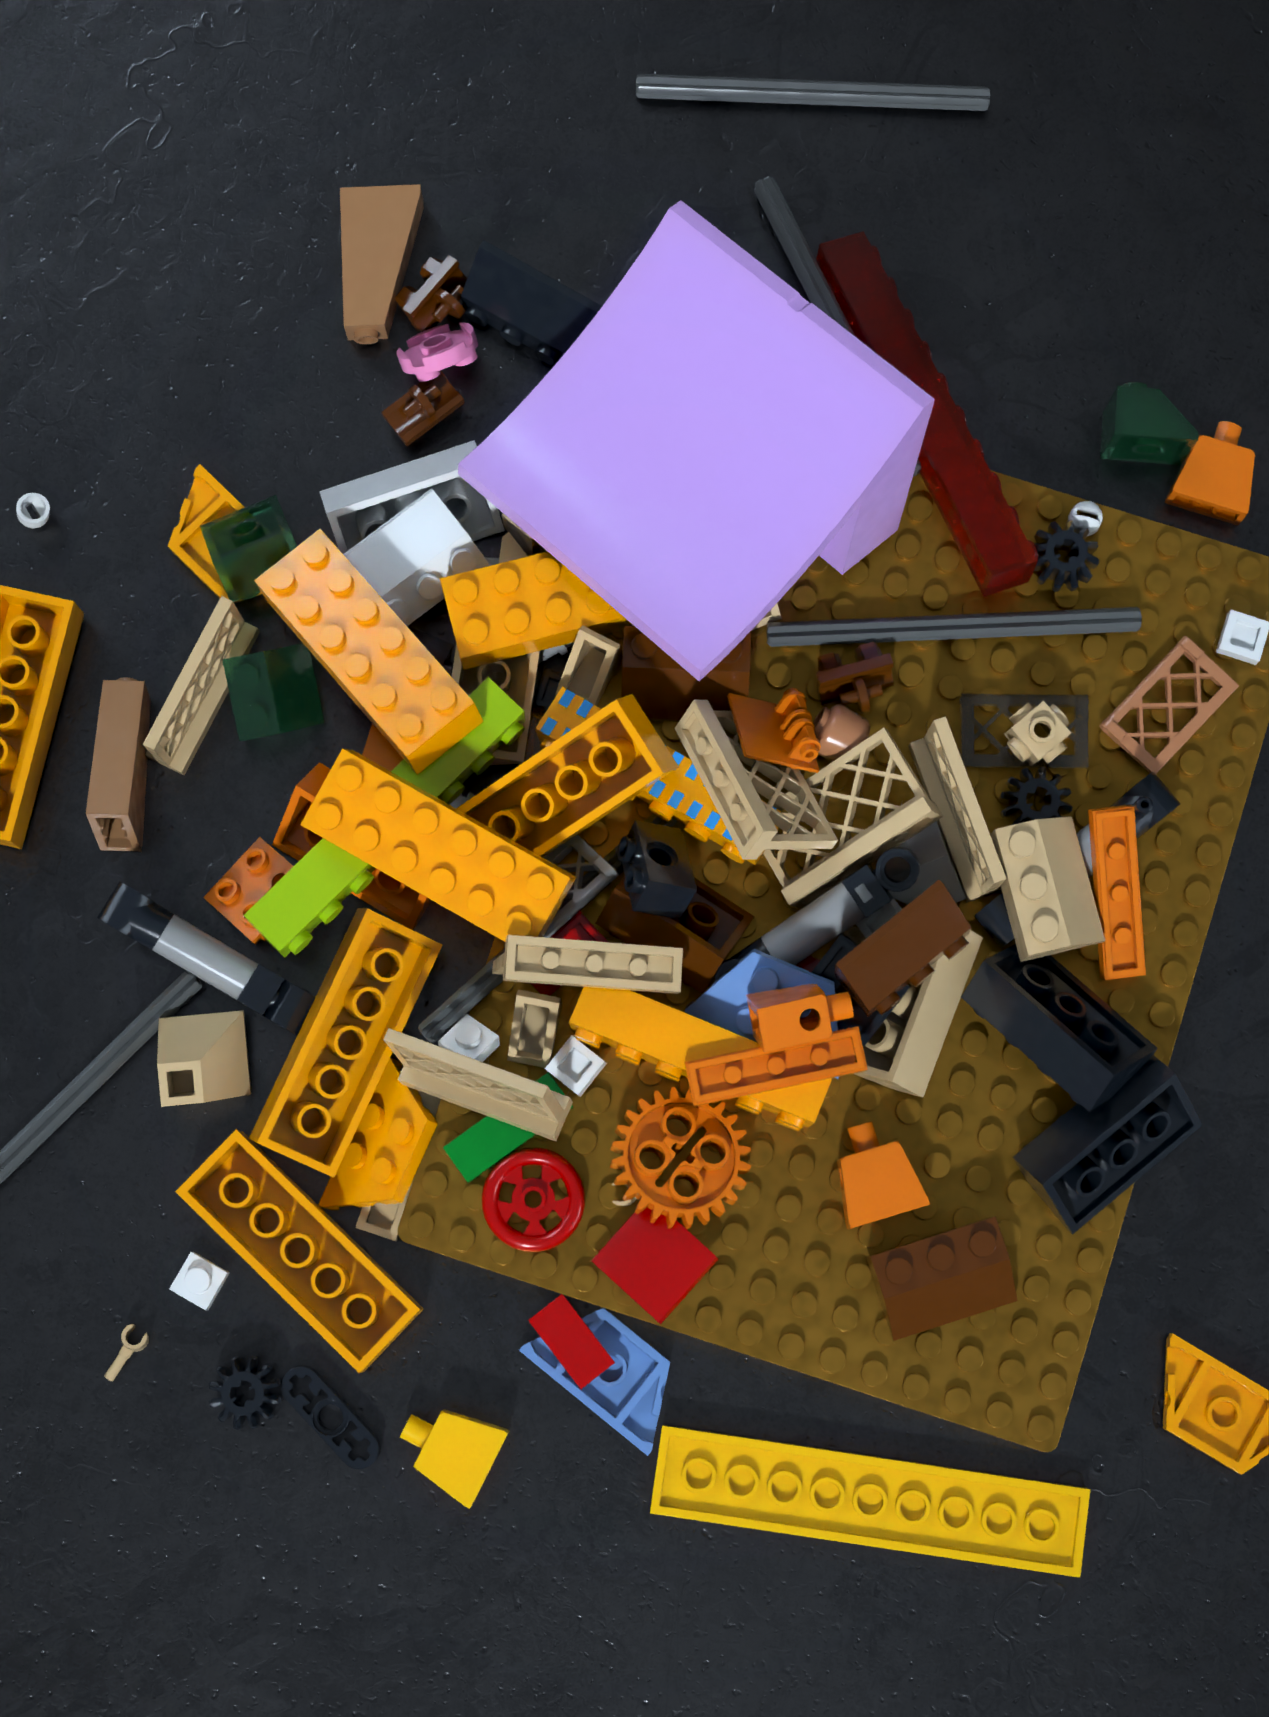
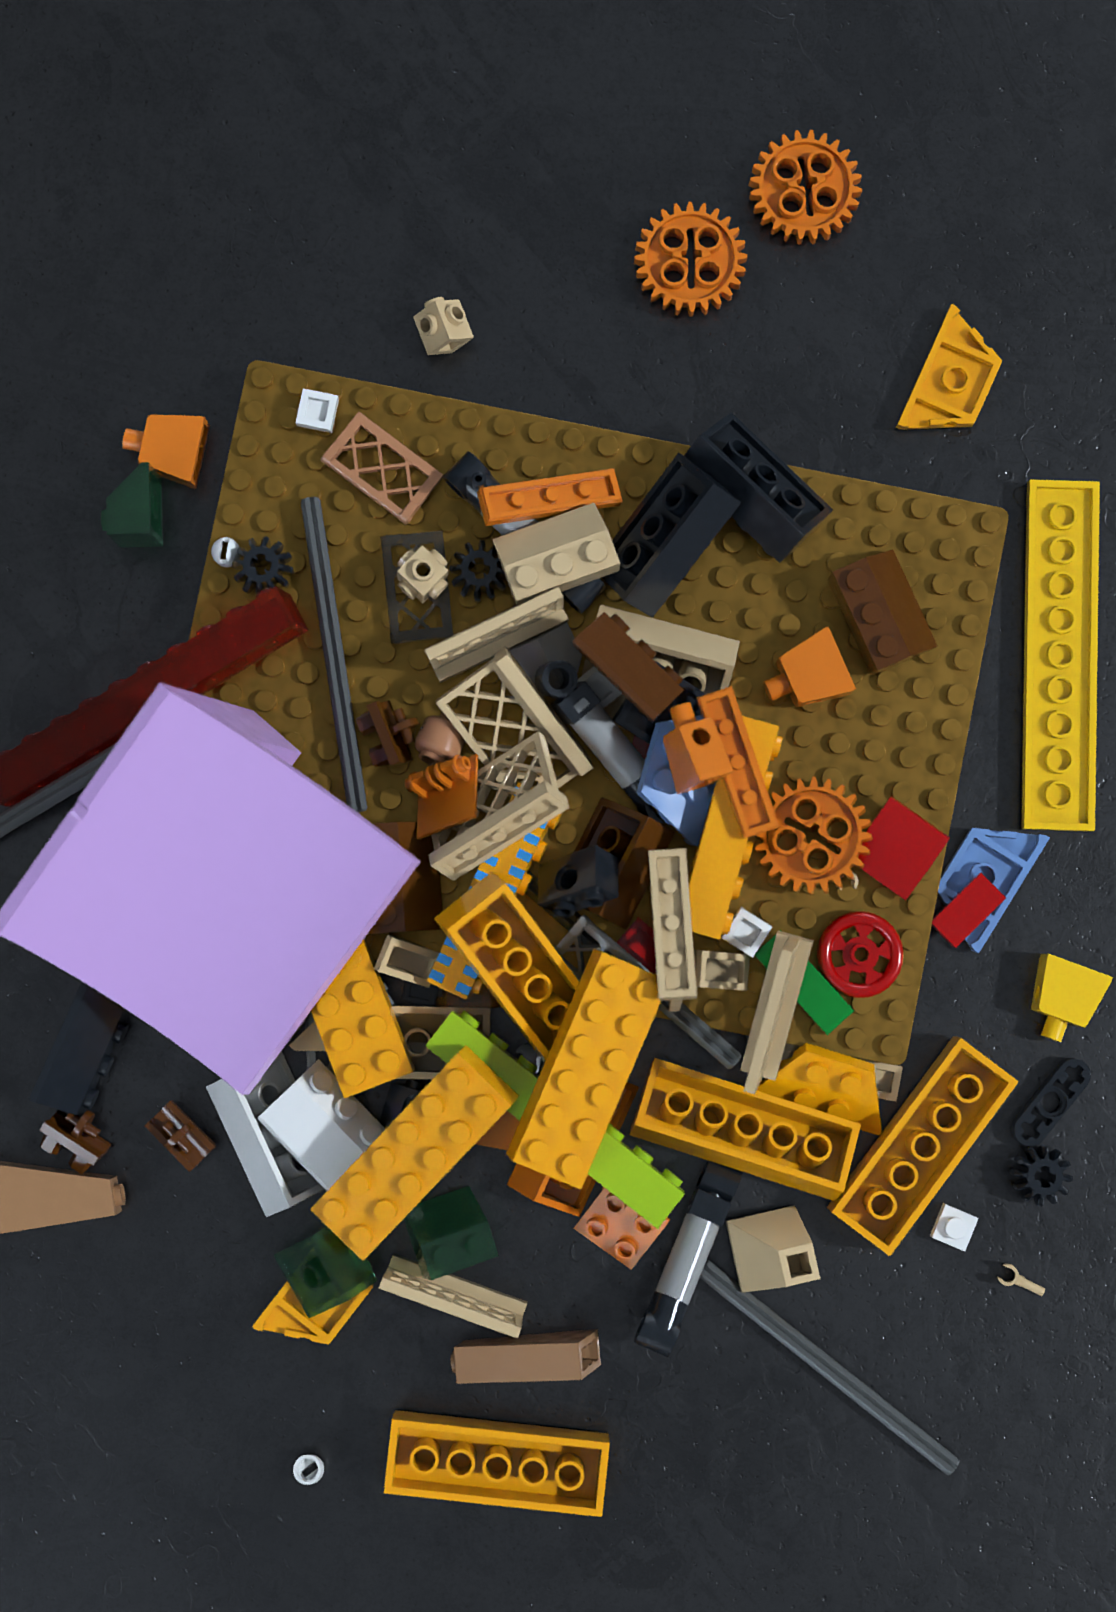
camera: 95 degrees left, 5 degrees up
(438, 350) = (128, 1128): bright pink plate -> none
(470, 1039) = (738, 1024): white plate -> none

